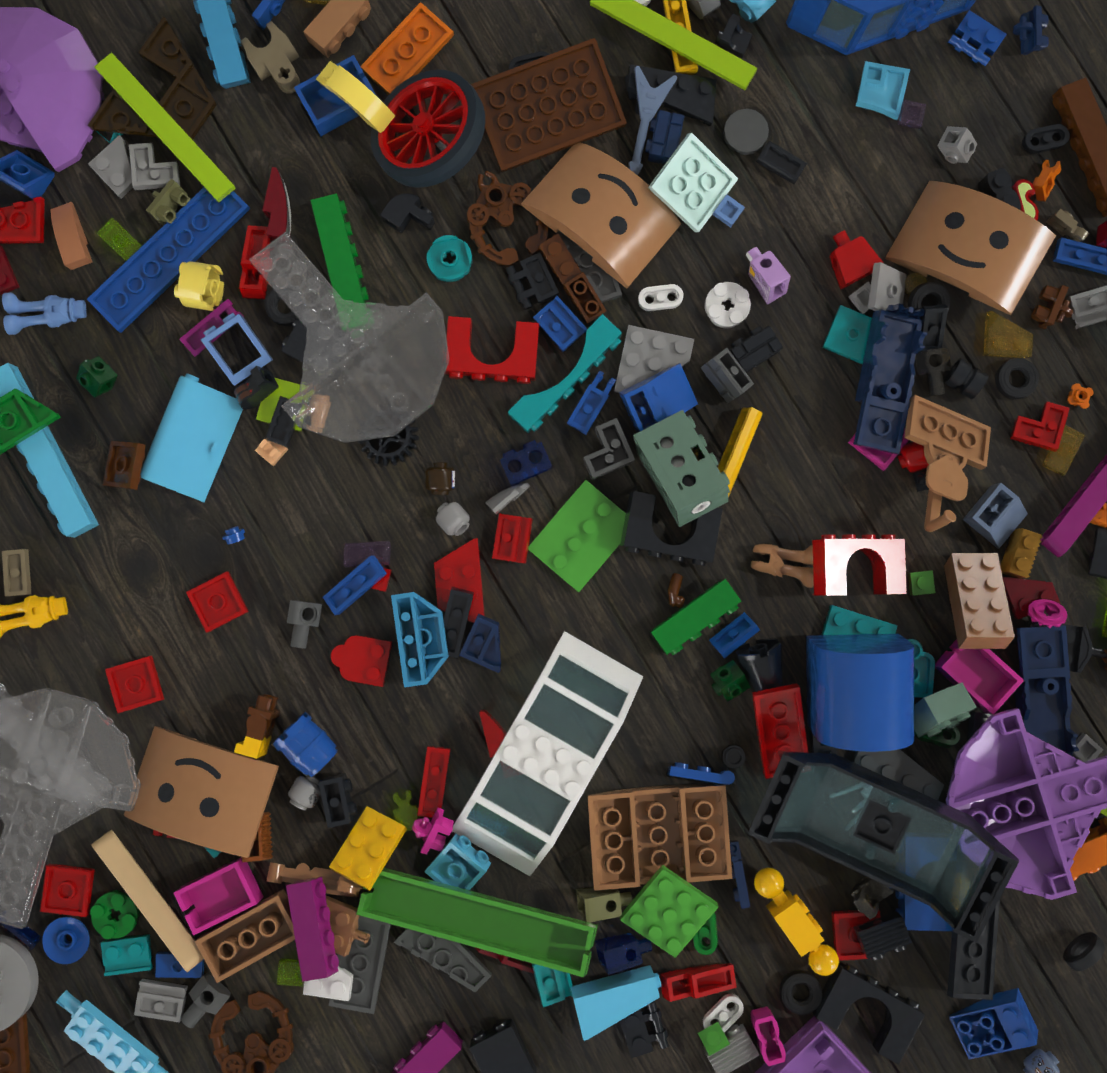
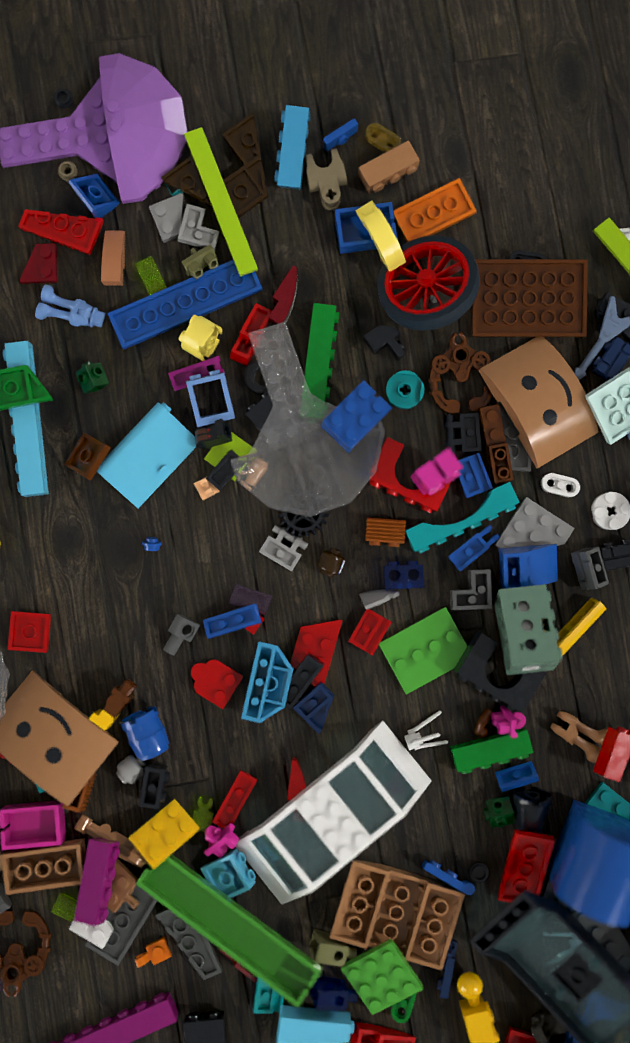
camera: 20 degrees right, 0 degrees up
(217, 602) = (118, 591): red plate -> none
(381, 490) = (281, 553): none -> light grey plate
(402, 305) = (355, 416): none -> blue piece
(411, 983) = (156, 952): none -> orange plate
(452, 518) = (329, 597): light grey head -> none
(486, 422) = (385, 531): none -> dark orange brick
(511, 339) = (431, 475): none -> dark pink piece
(607, 638) = (415, 741): none -> white plant
(700, 577) = (507, 721): none -> dark pink hips

